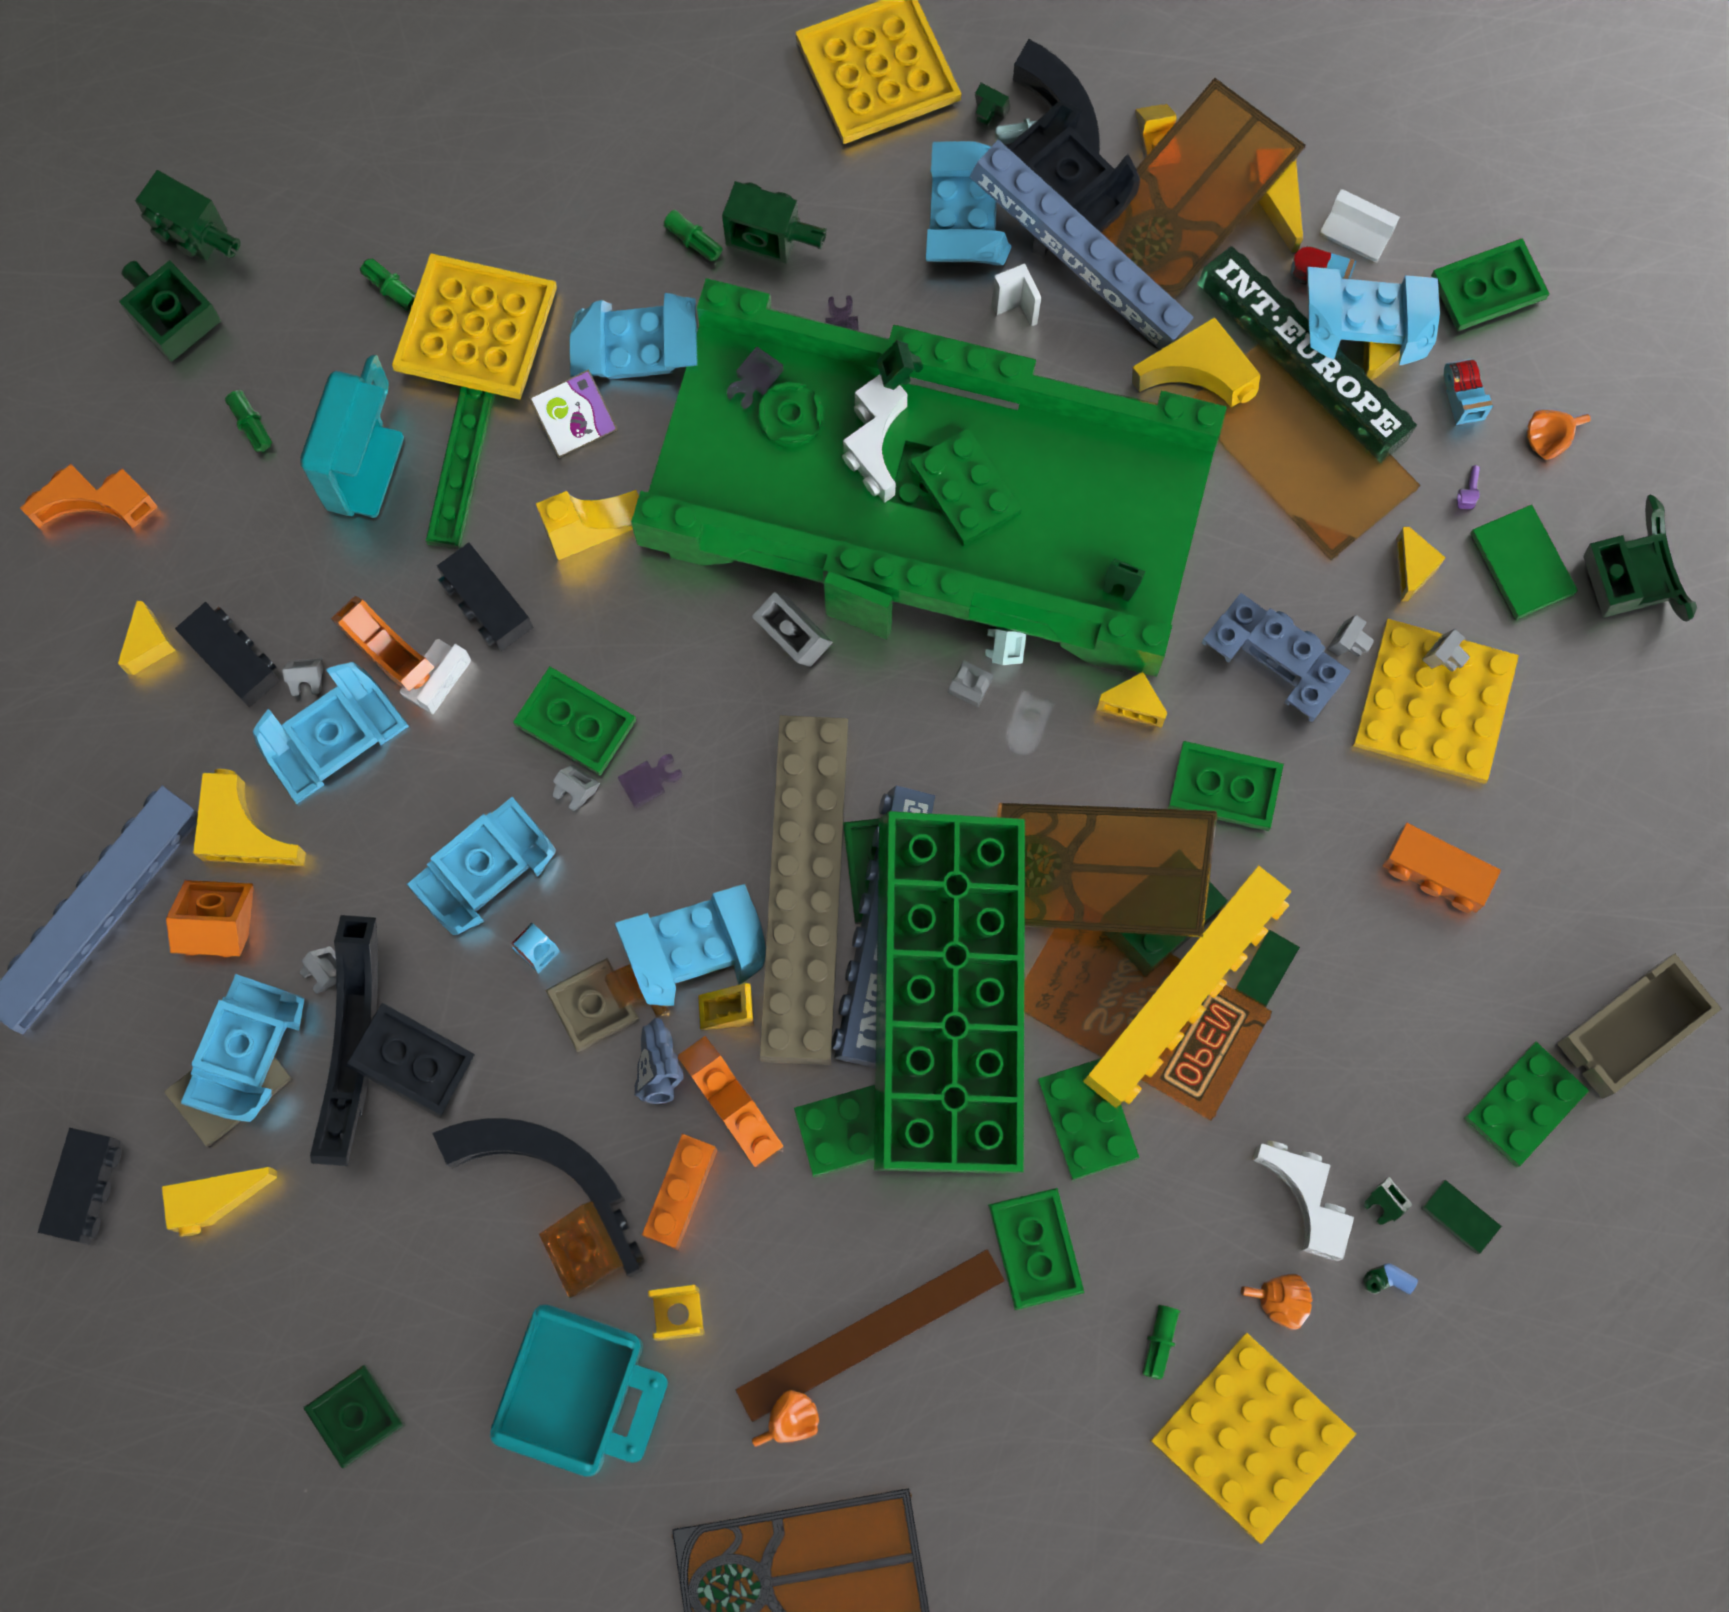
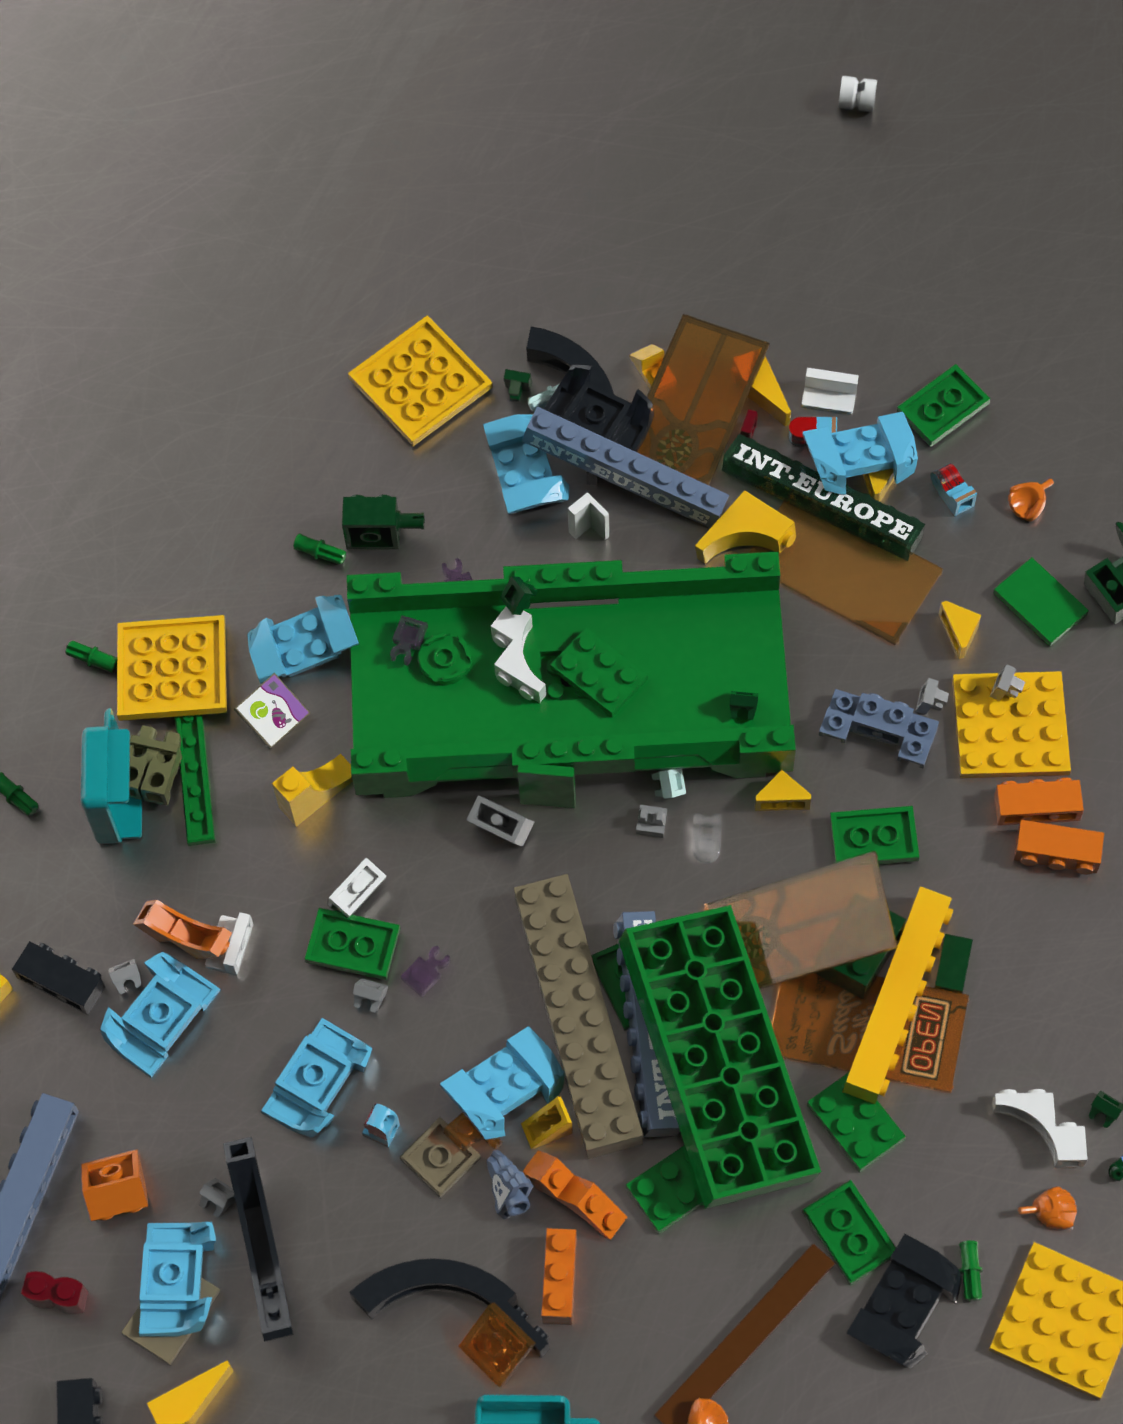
camera: 15 degrees left, 10 degrees down
(103, 1022) = (63, 1292): none -> dark red brick
(227, 830) = (107, 1114): yellow arch -> none
(410, 436) = (153, 765): none -> olive hips
(410, 1060) = (312, 1242): black plate -> none
(483, 597) = (249, 871): black brick -> none
(599, 657) = (356, 888): none -> white panel
(664, 1299) = (585, 1355): yellow piece -> none
(1070, 1354) = (906, 1301): none -> black piece
(1248, 238) = (749, 424): none -> dark red tile
(1436, 805) = (1038, 801): none -> orange brick
(1468, 497) = (982, 567): medium lavender hand -> none

